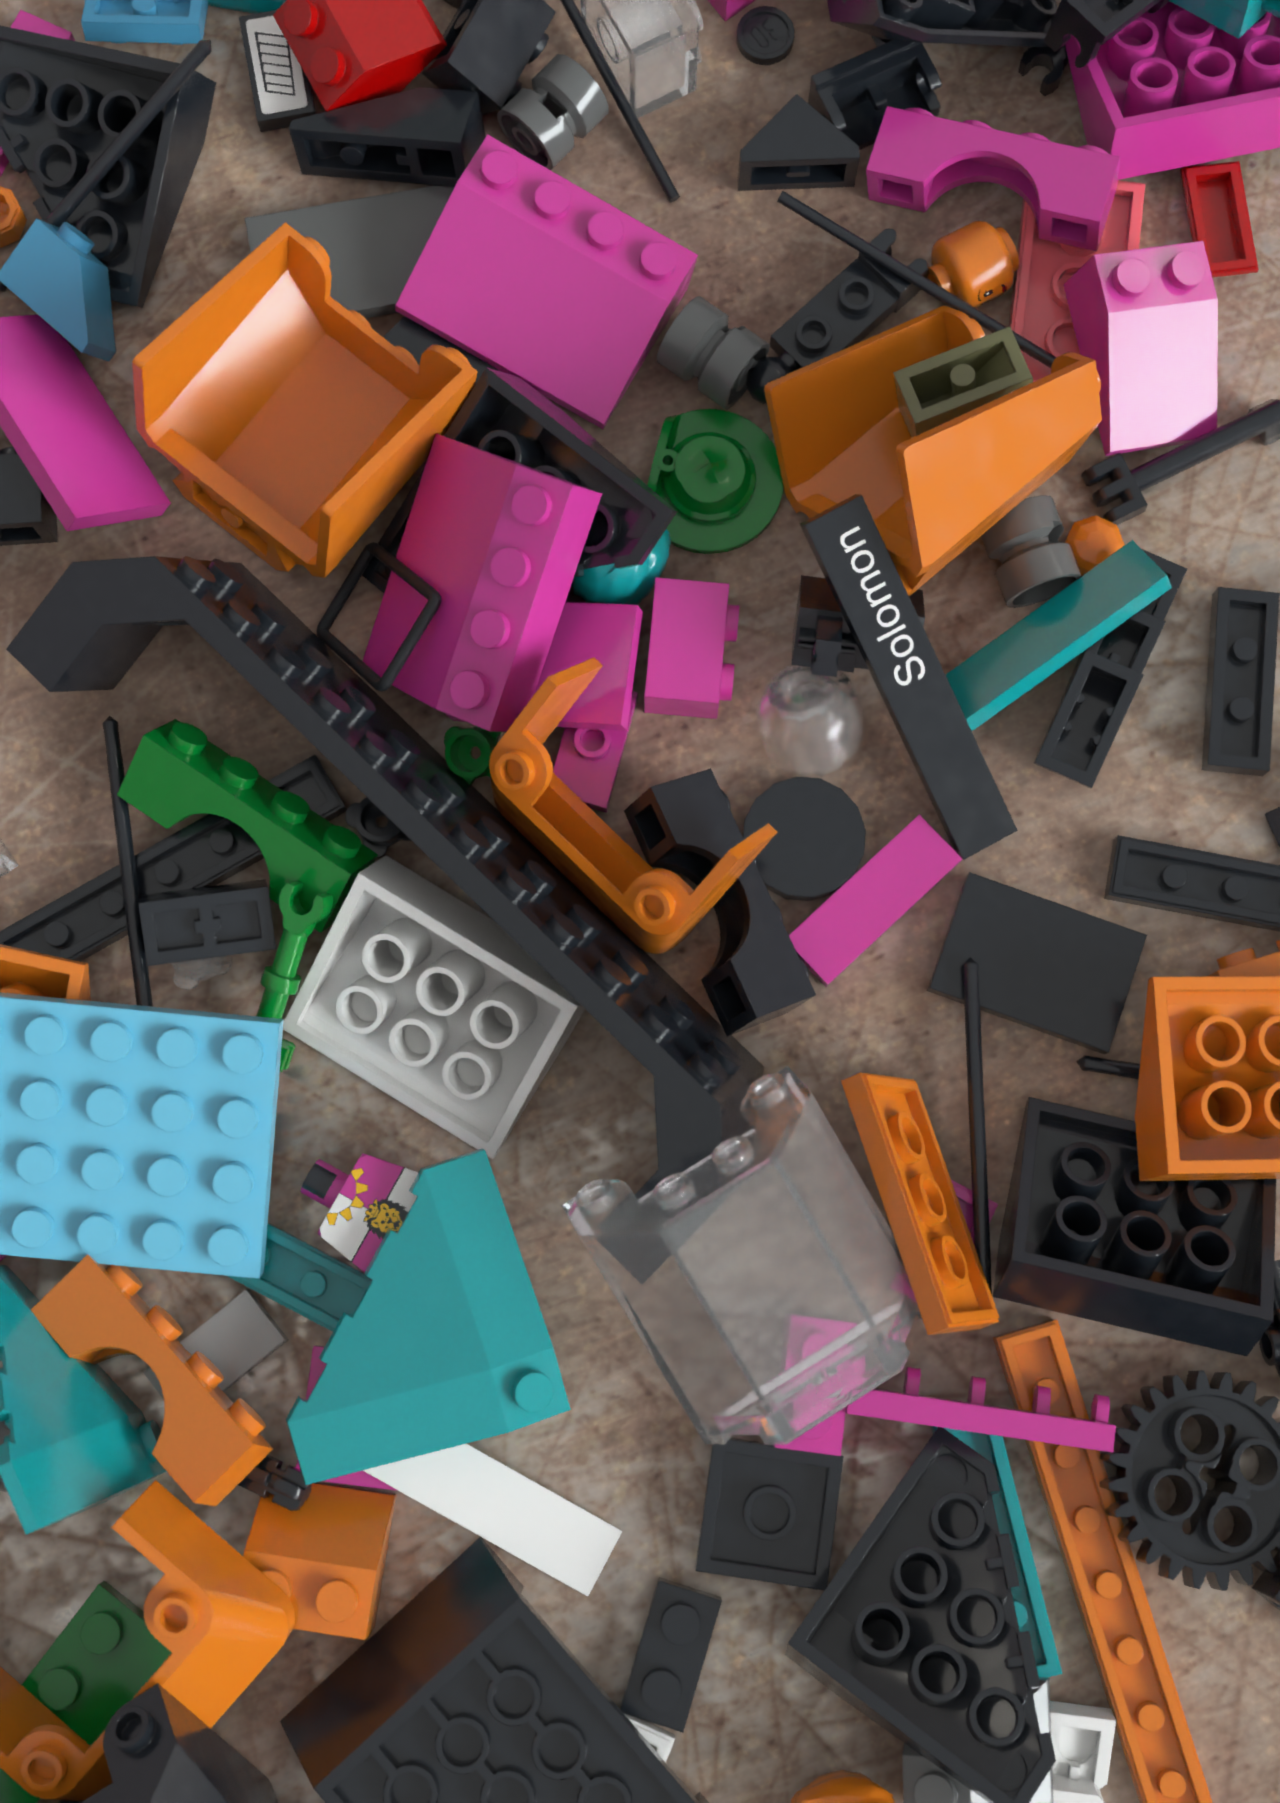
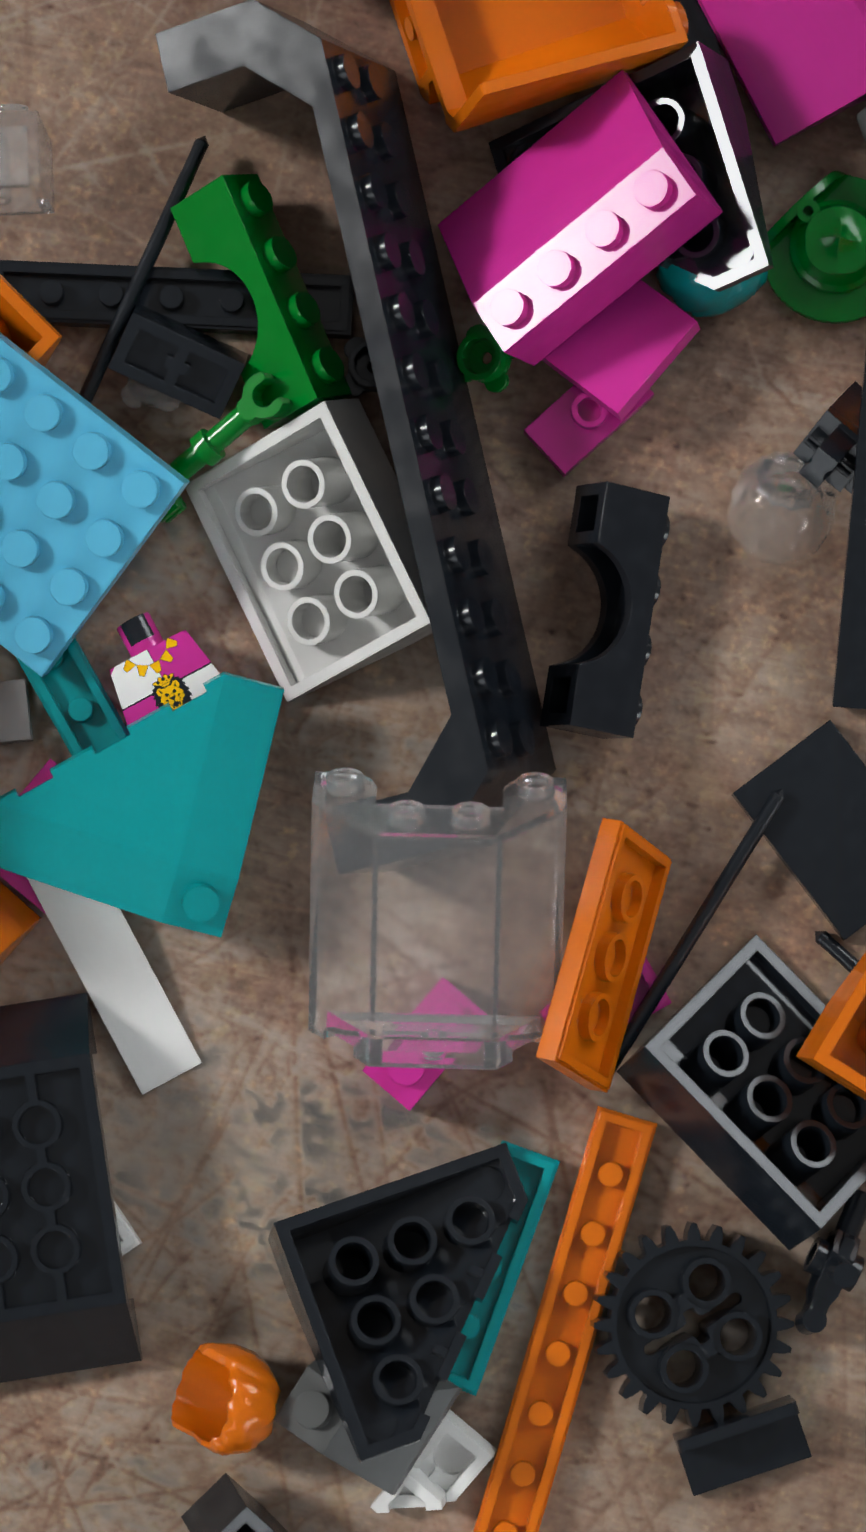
camera: 40 degrees right, 5 degrees up
(434, 601) = (445, 255): black piece -> none
(645, 903) = (525, 494): orange windscreen -> none
(670, 1654) = (178, 1180): black plate -> none
(688, 648) = (720, 382): dark pink brick -> none
(769, 1514) = (326, 1121): black plate -> none
(815, 840) = (713, 603): black tile -> none
(873, 900) = (735, 691): dark pink tile -> none
(988, 1419) = (543, 1158): dark pink hinge -> none

